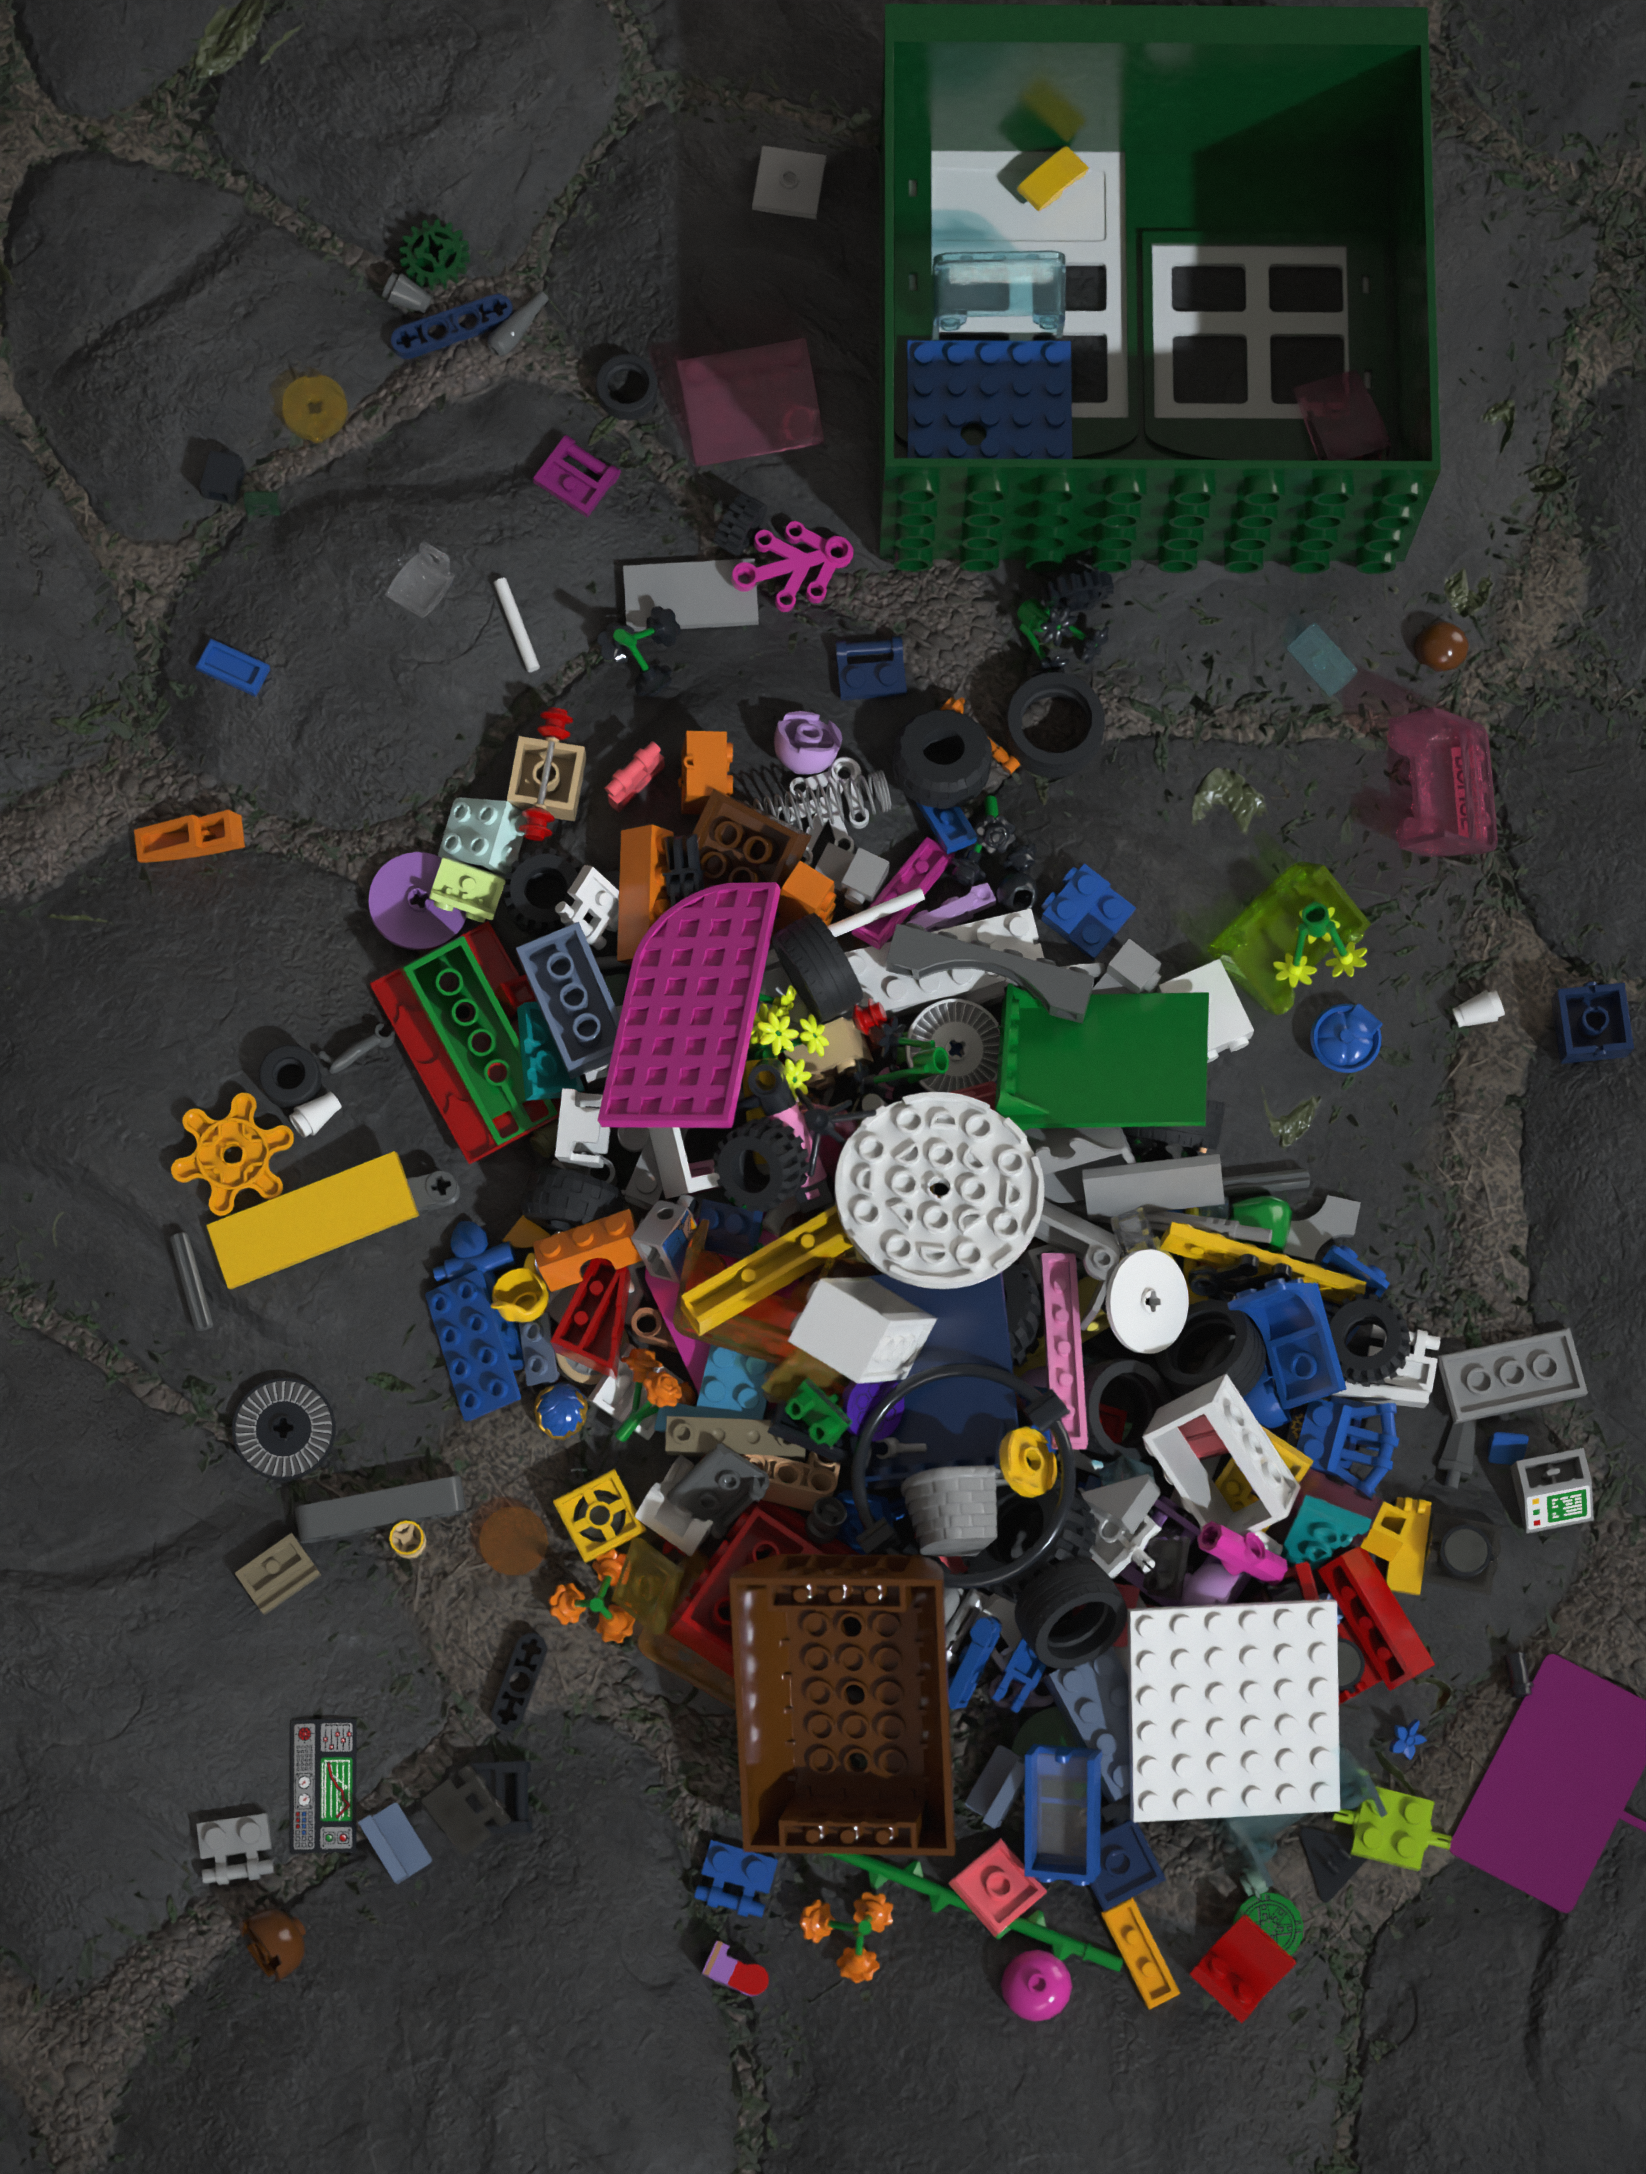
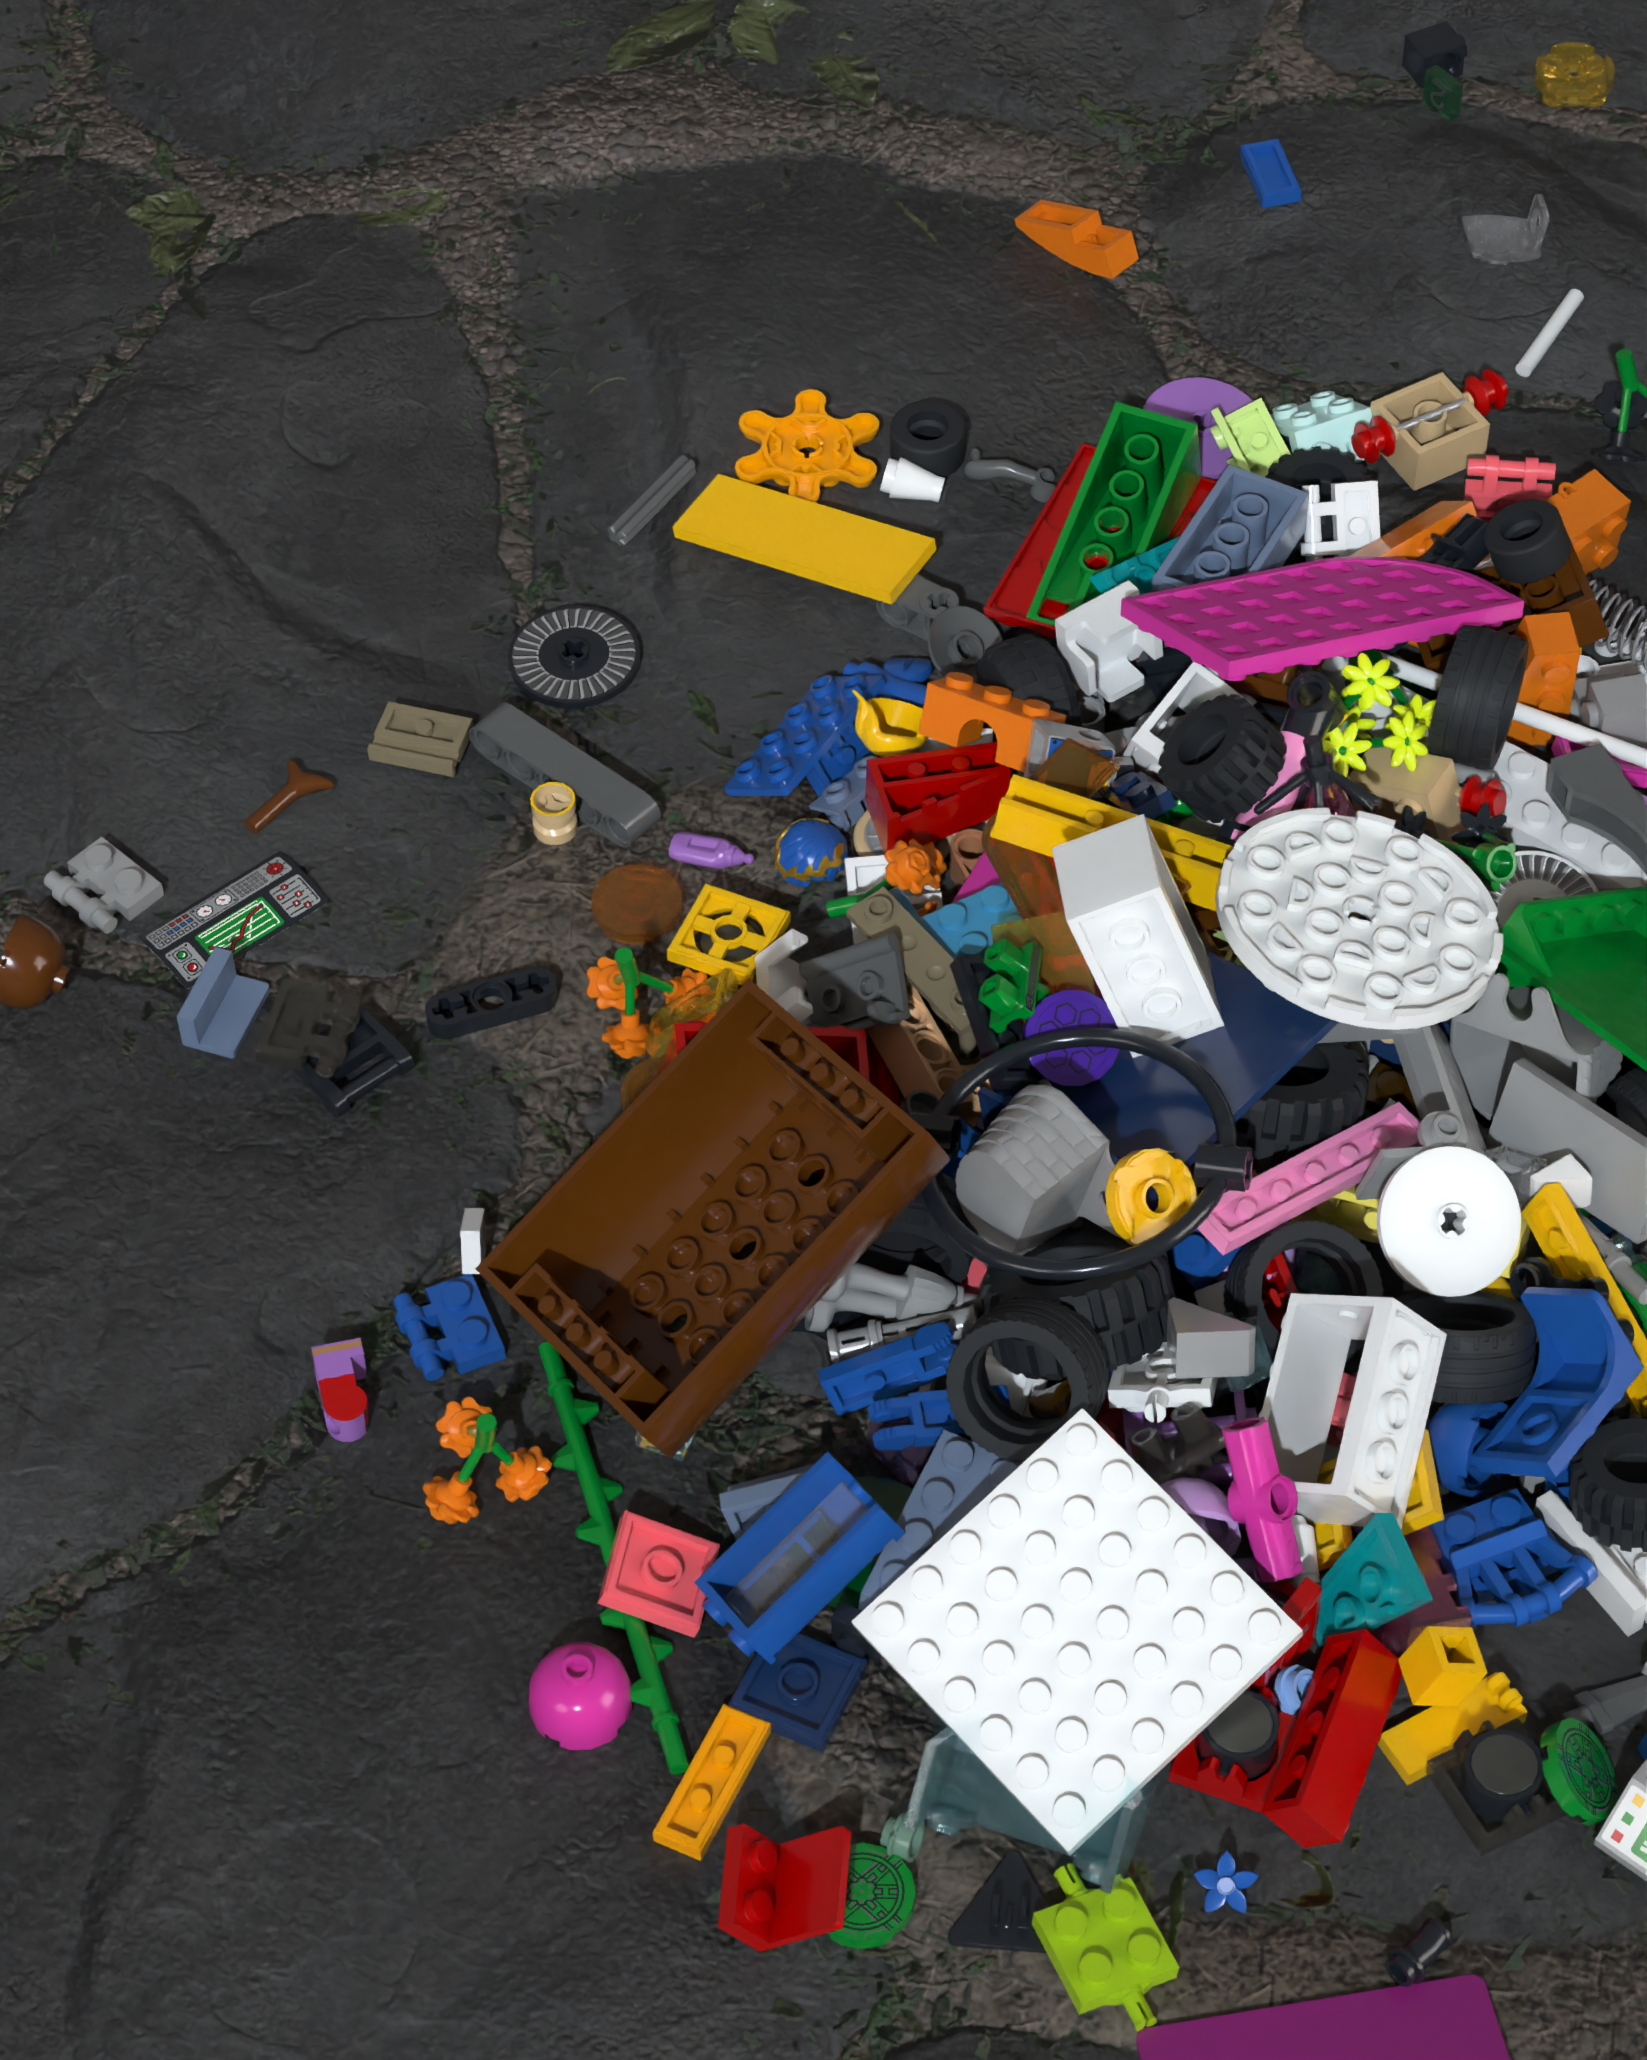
camera: 55 degrees right, 25 degrees down
(250, 1674) = (297, 785): none -> reddish brown piece
(492, 1189) = (960, 630): none -> dark grey dish
(507, 1469) = (706, 851): none -> medium lavender piece
(695, 1825) = (472, 1239): none -> white tile
(700, 829) = (1527, 541): none -> black tyre
(1166, 1213) = (1571, 1175): none -> white slope
(1492, 1511) = (1579, 1771): none -> green tile

